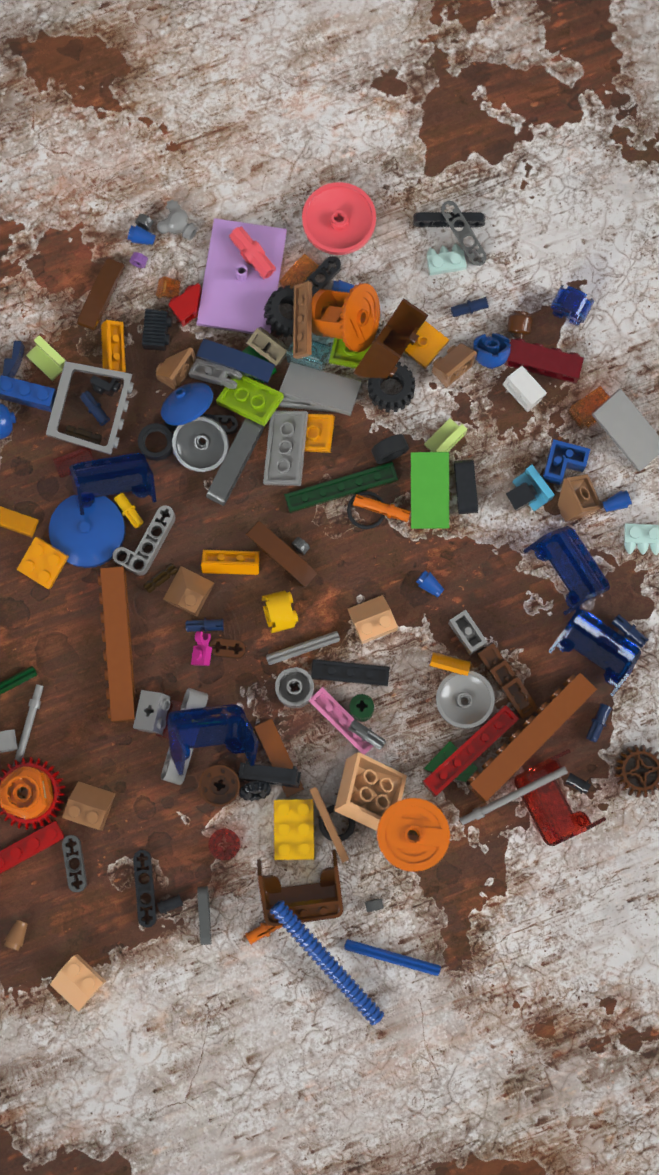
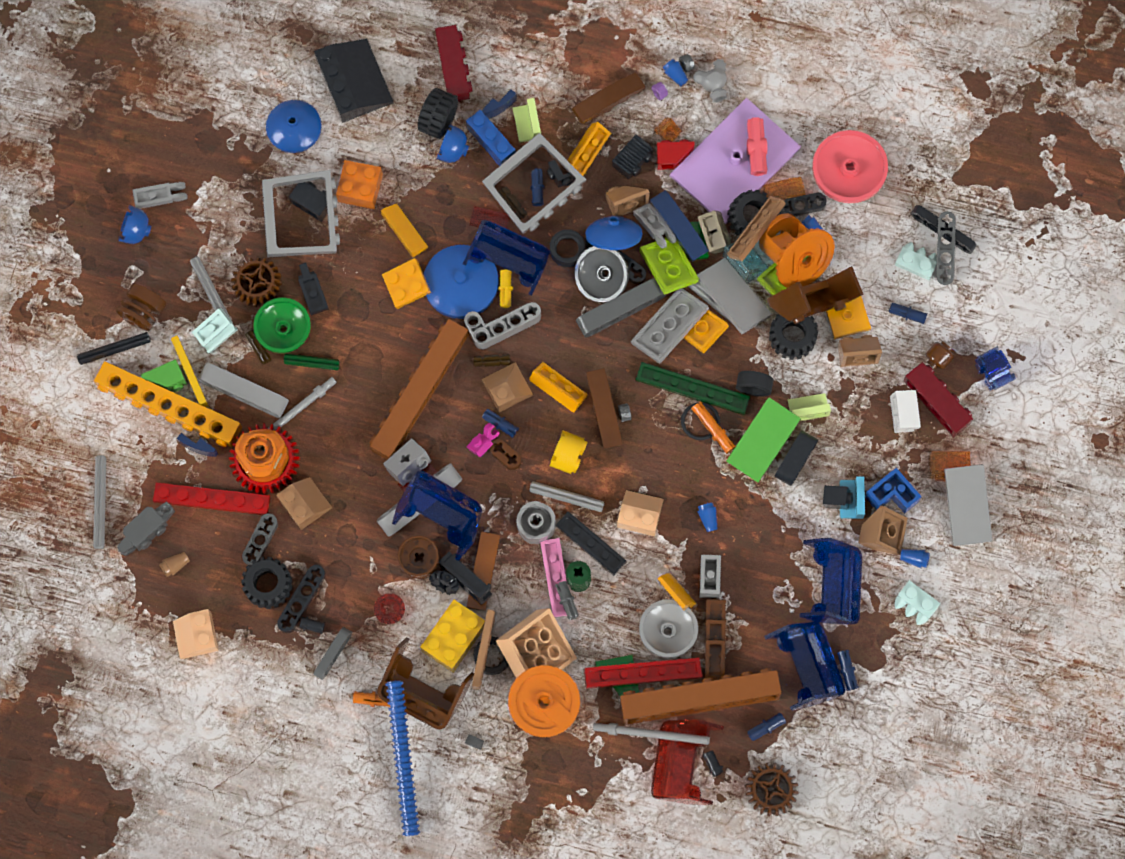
camera: 35 degrees right, 5 degrees down
(90, 900) = (263, 567): none -> black tyre
(392, 957) = (458, 794): blue axle -> none
(492, 350) = (898, 360): blue cylinder -> none

